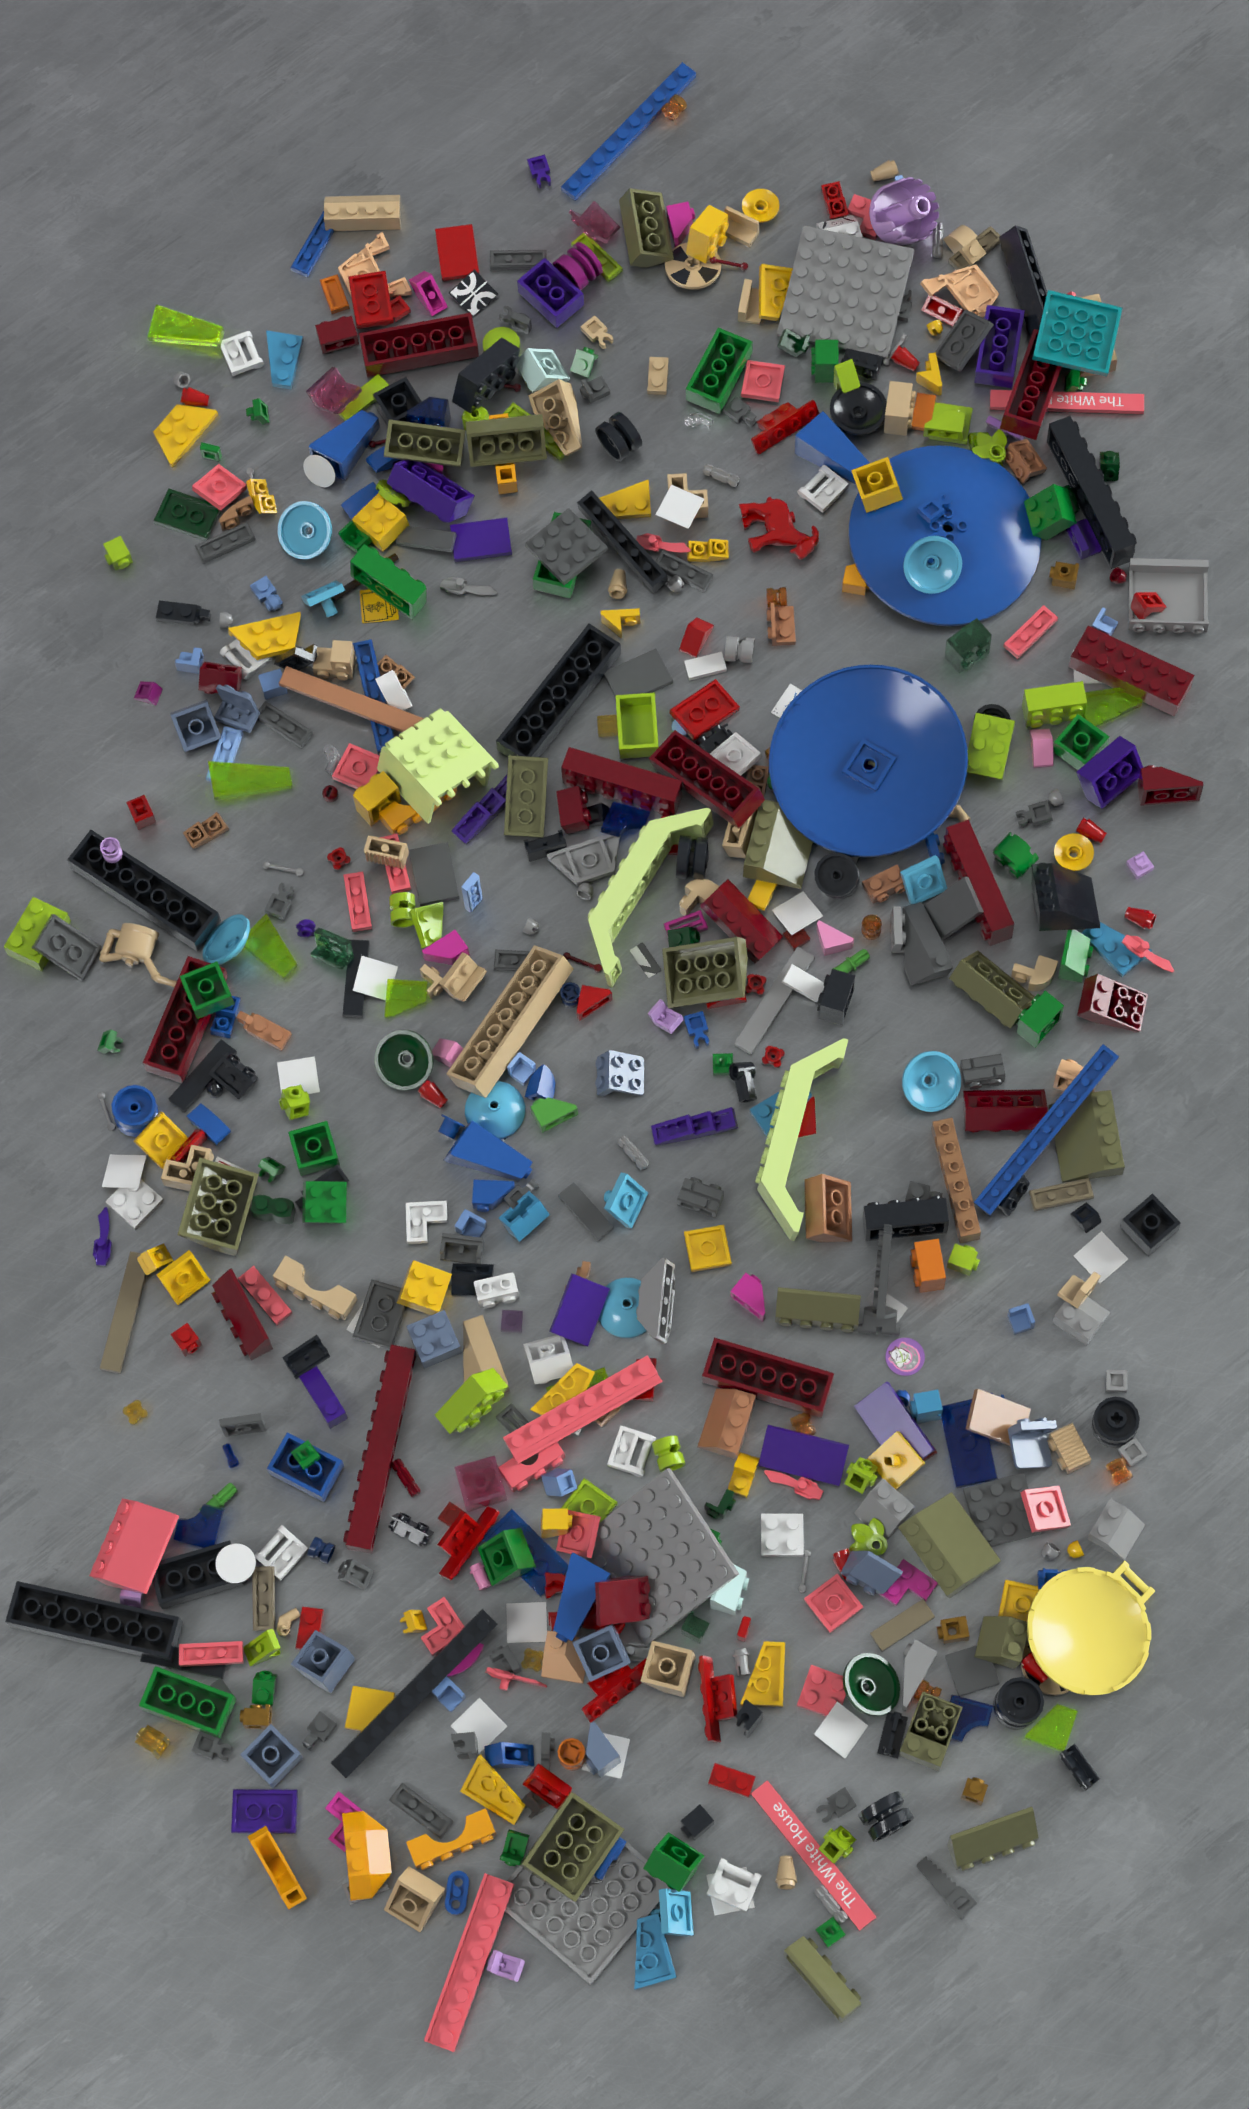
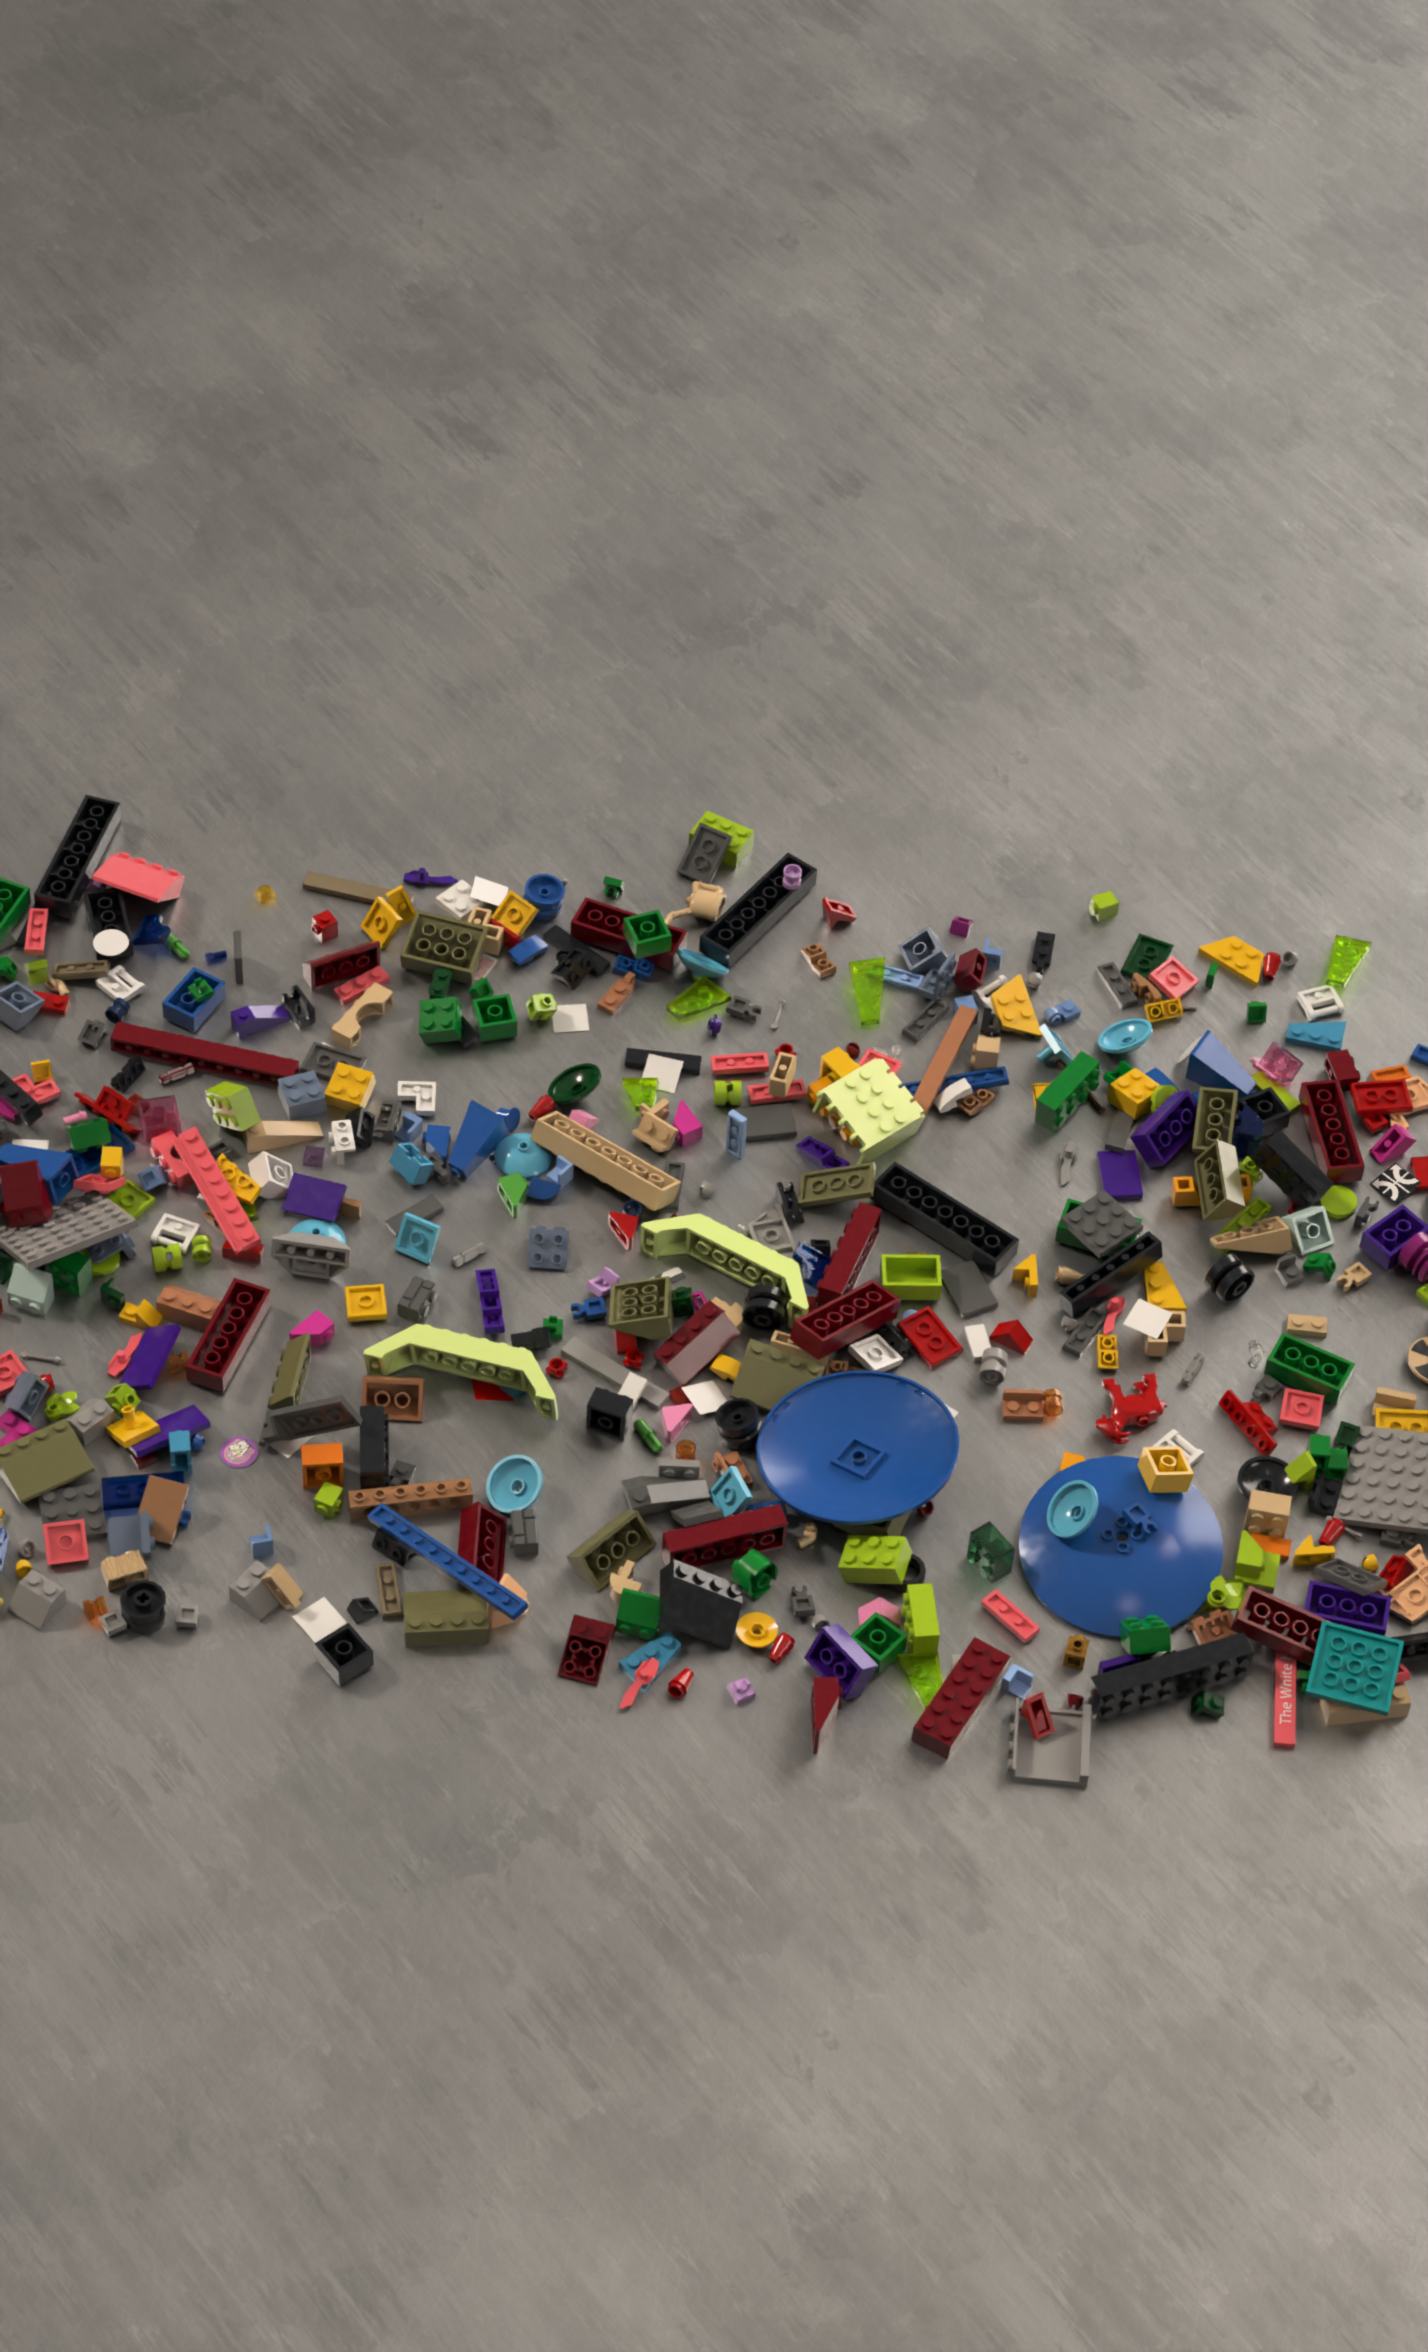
camera: 85 degrees right, 20 degrees down
(332, 949) = (689, 1038): clear green bracket -> none
(428, 923) = (711, 1110): lime wing -> none
(573, 809) = (823, 1223): dark red brick -> none
(656, 1420) = (201, 1248): none -> lime wheel
(782, 1535) = (77, 1342): white plate -> none
(827, 445) = (1222, 1454): blue slope -> none
(1039, 1018) = (572, 1578): green brick -> none

